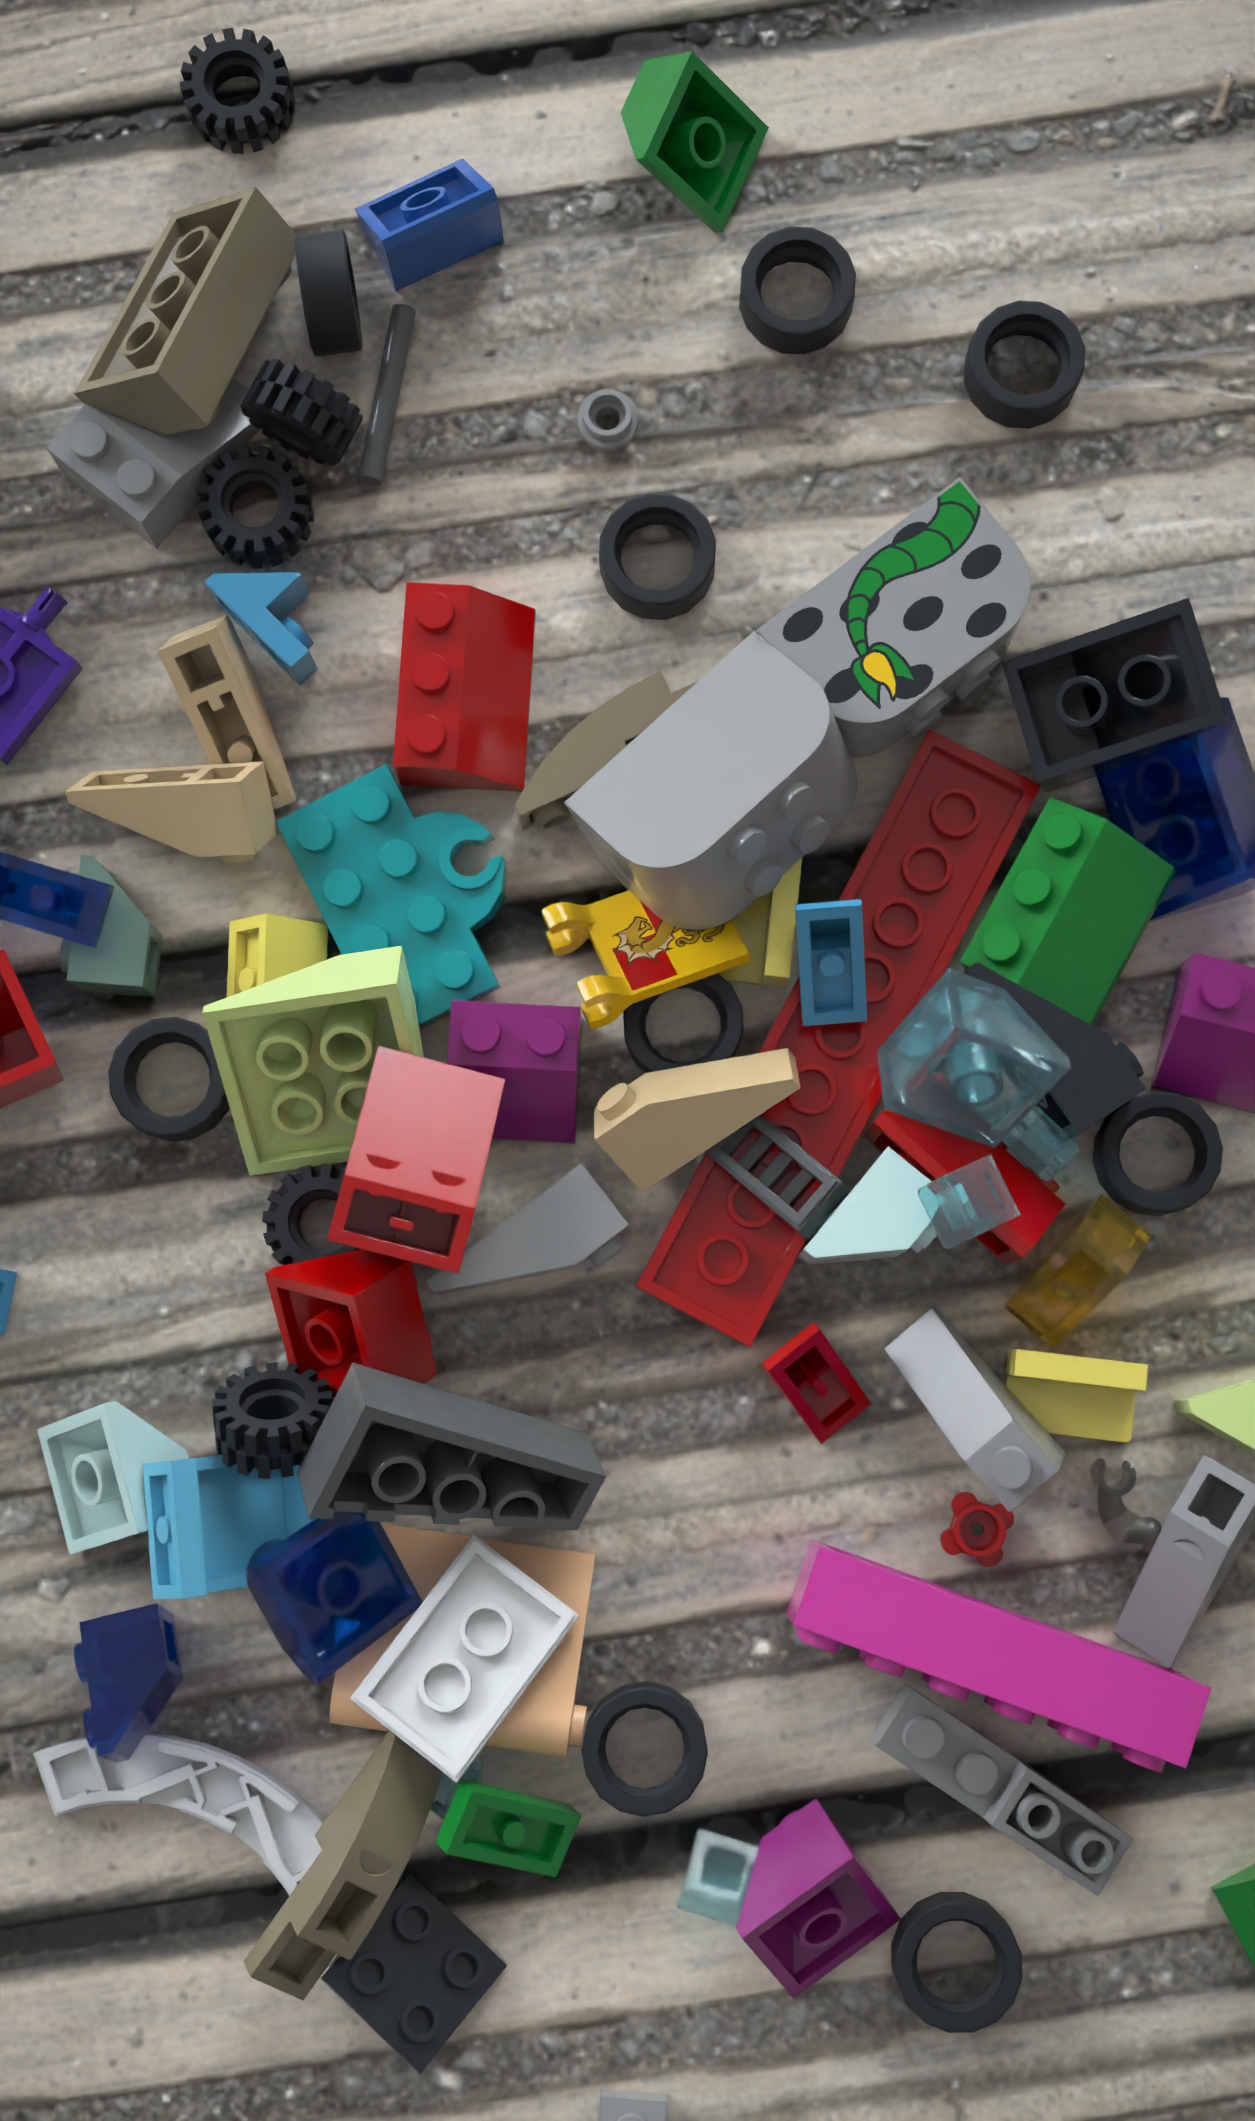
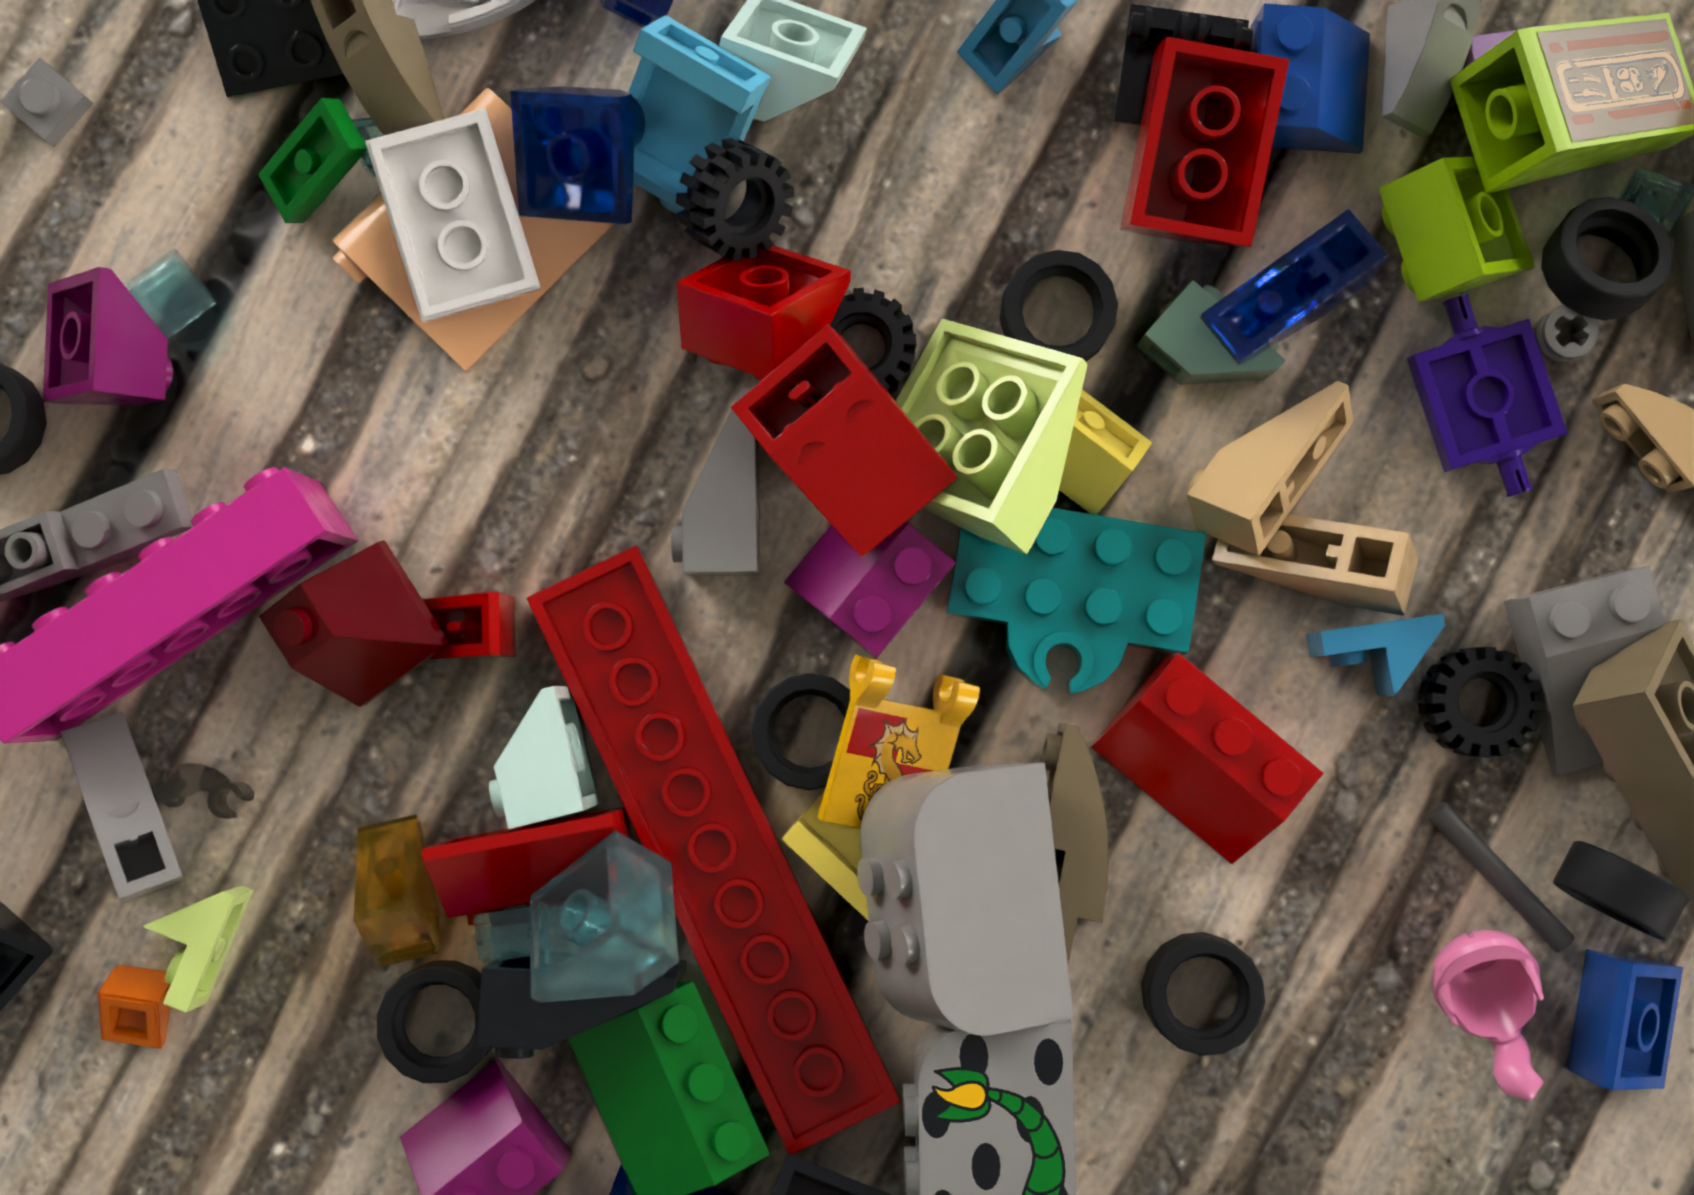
camera: 125 degrees right, 5 degrees up
(301, 412) = (1532, 794): black tyre -> none
(444, 1456) = (606, 304): dark grey wedge -> none
(485, 337) = (1491, 991): none -> bright pink piece
(606, 403) = (1364, 1048): light grey plate -> none
(653, 1799) = (264, 271): black tyre -> none
(686, 1110) = (736, 679): tan slope -> none
(818, 1206) = (589, 728): dark grey slope -> none
(831, 962) = (764, 878): dark azure slope -> none
(882, 1472) = (356, 626): none -> dark red slope
(959, 1537) = (251, 667): red plate -> none
(968, 1202) = (491, 838): clear light blue slope -> none
(976, 1410) = (350, 732): light grey slope -> none
(1077, 1392) = (313, 815): light yellow panel -> none

